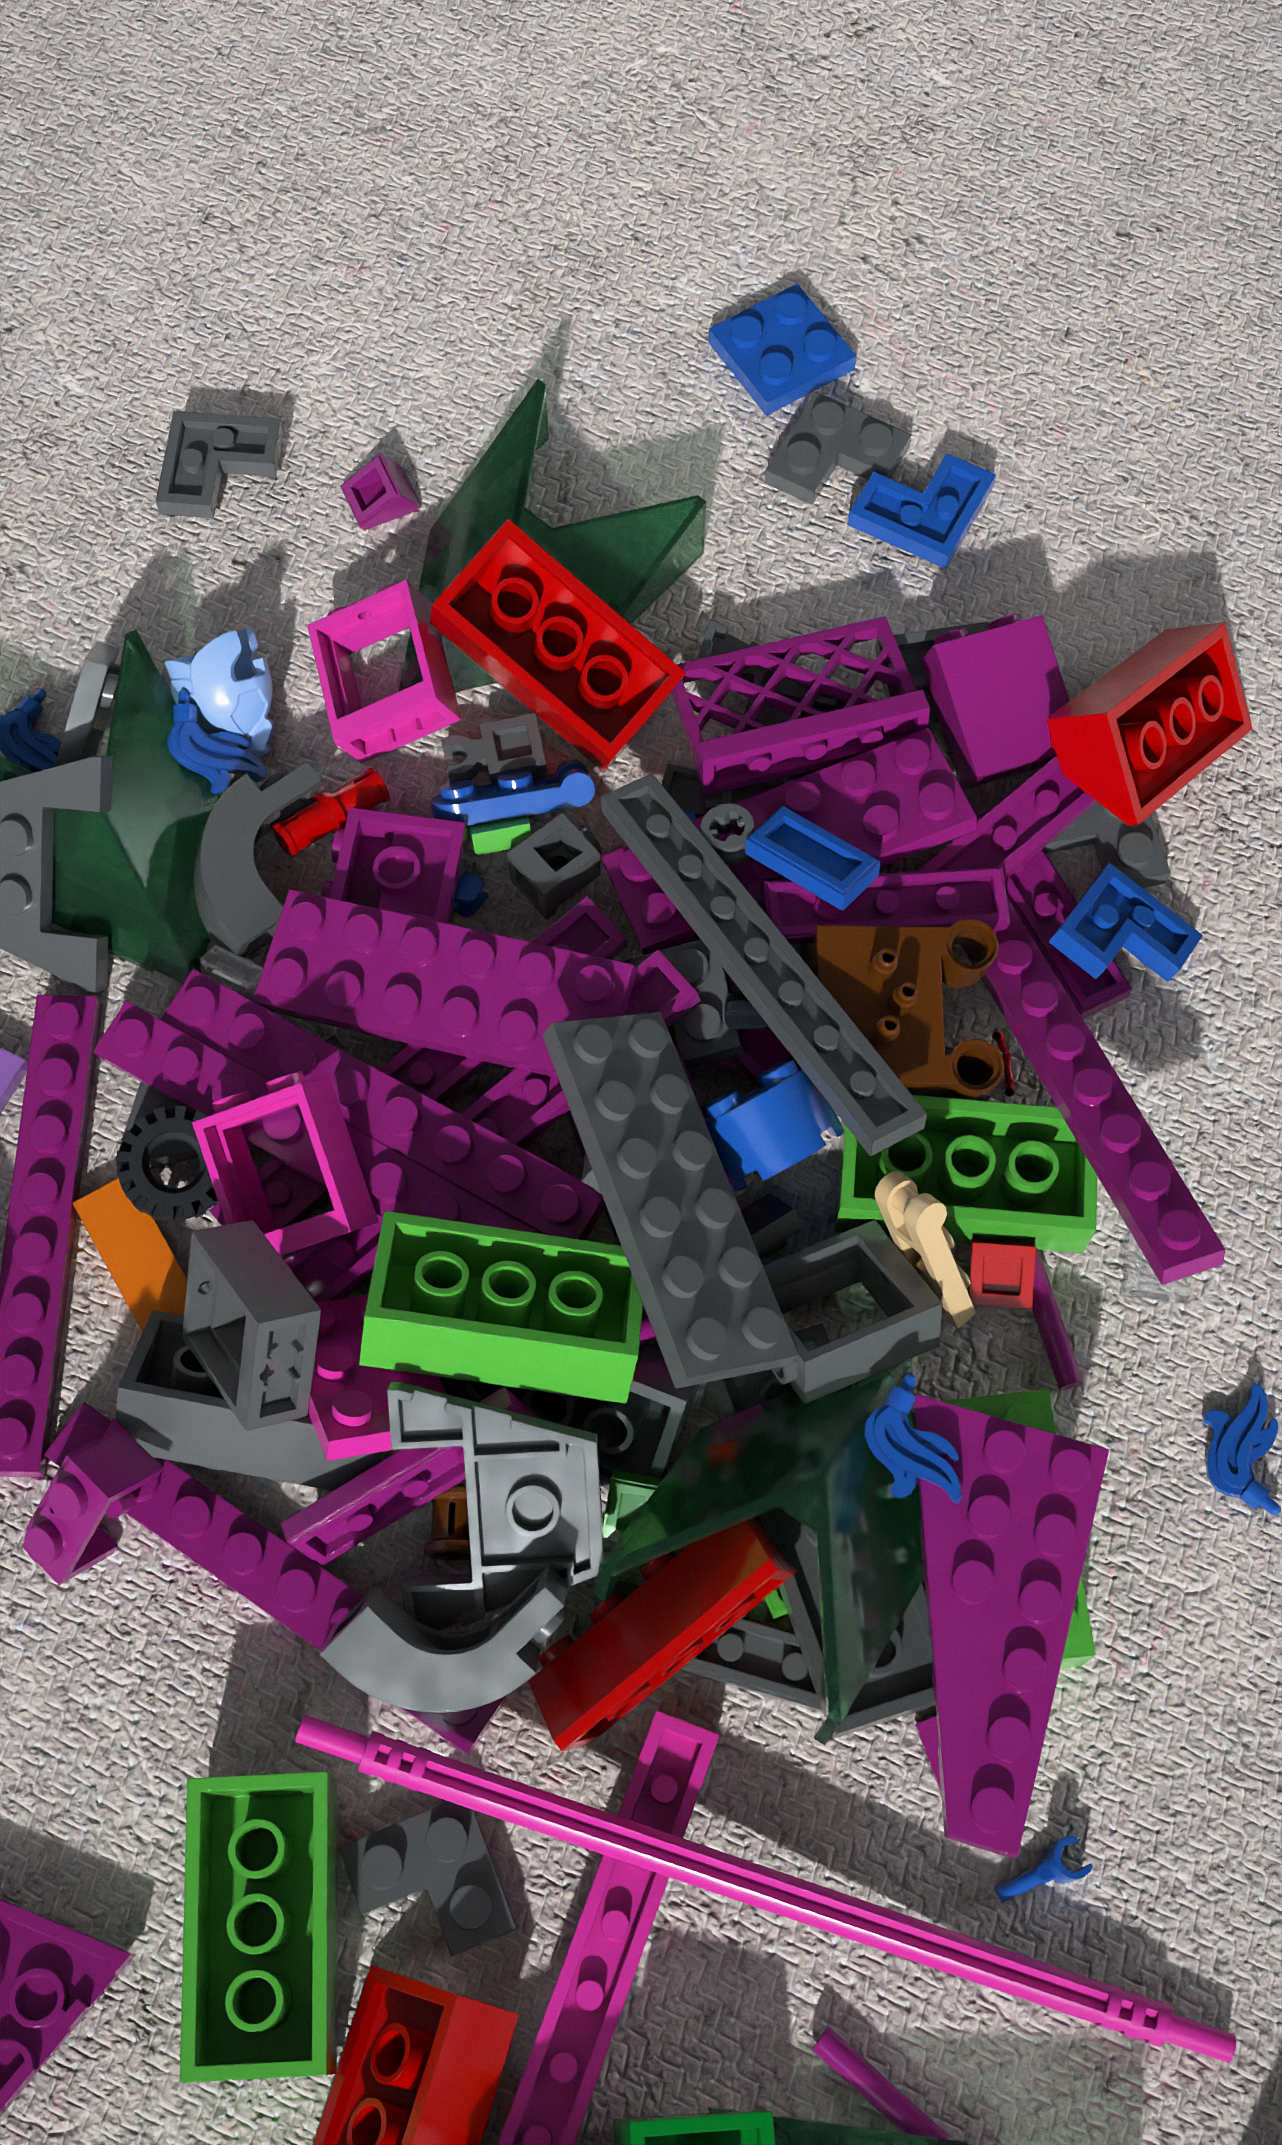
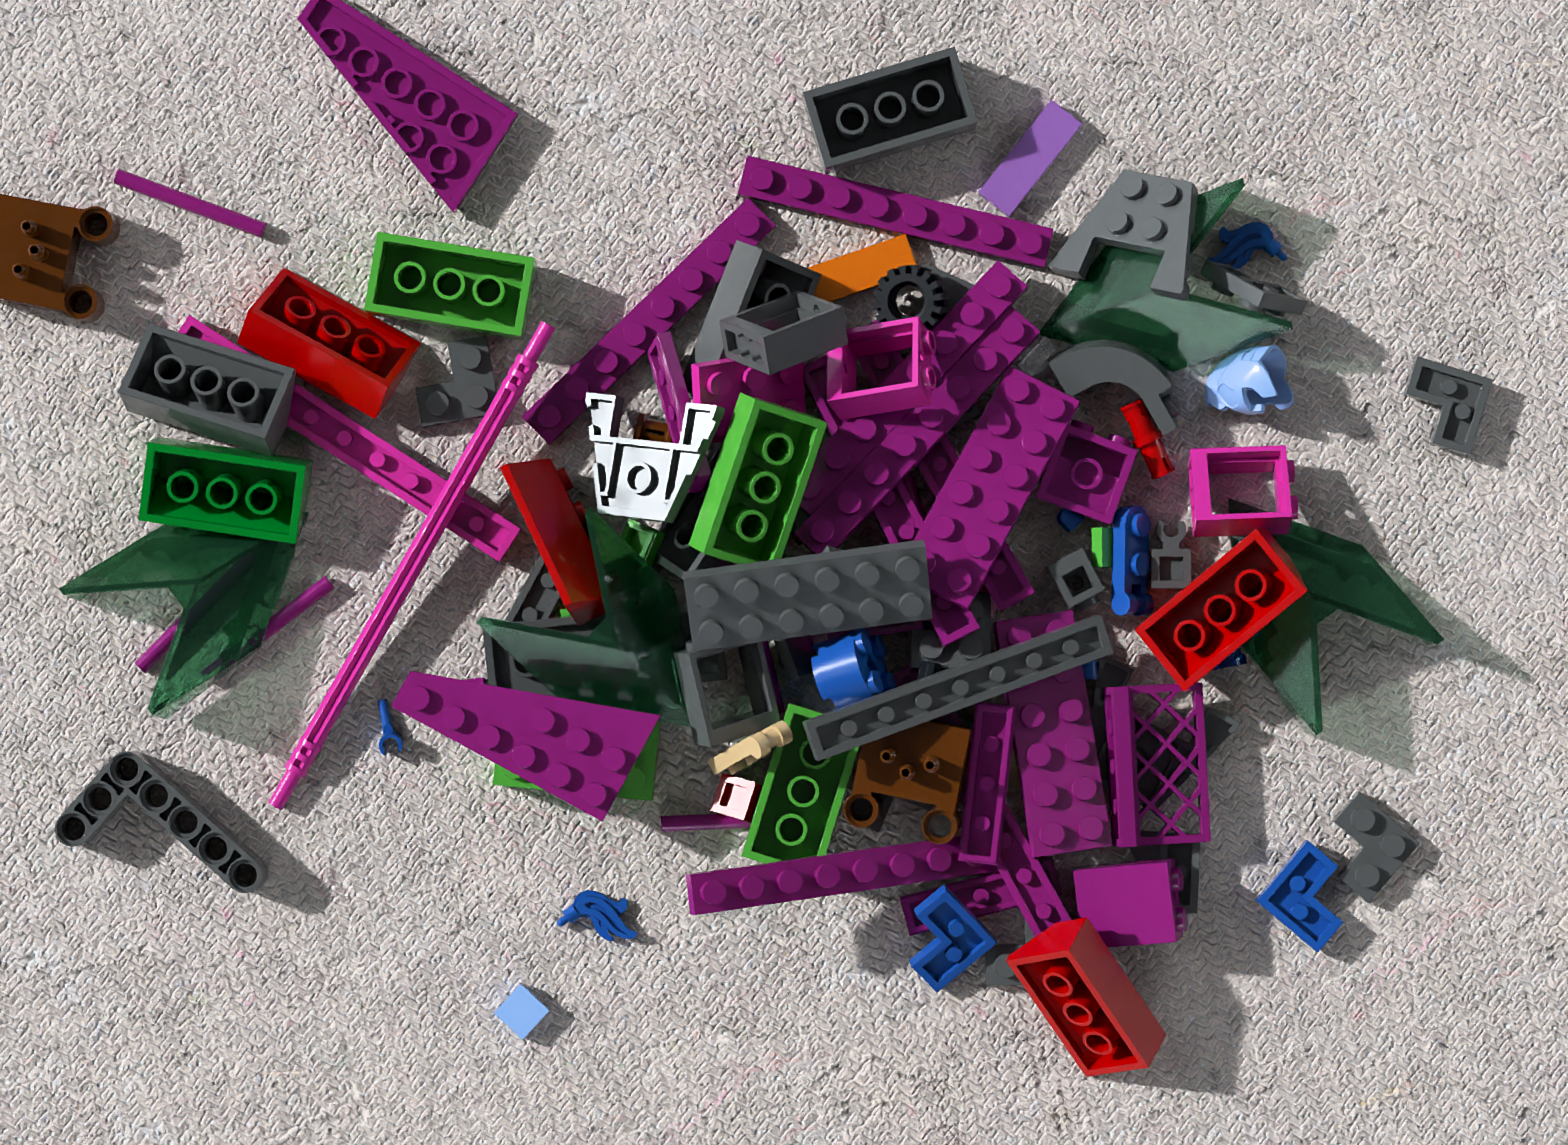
camera: 100 degrees right, 20 degrees up
(89, 1483) = (706, 222): magenta window -> none
(210, 753) = (1203, 365): blue piece -> none
(380, 493) = (1400, 516): magenta slope -> none
(443, 1670) = (564, 411): arch -> none
(722, 820) = (1069, 692): dark grey bush -> none
(782, 349) = (1466, 829): blue plate -> none
(812, 857) = (1024, 741): blue tile -> none
(908, 1451) = (625, 702): blue piece -> none
(999, 1037) = (887, 841): red piece -> none

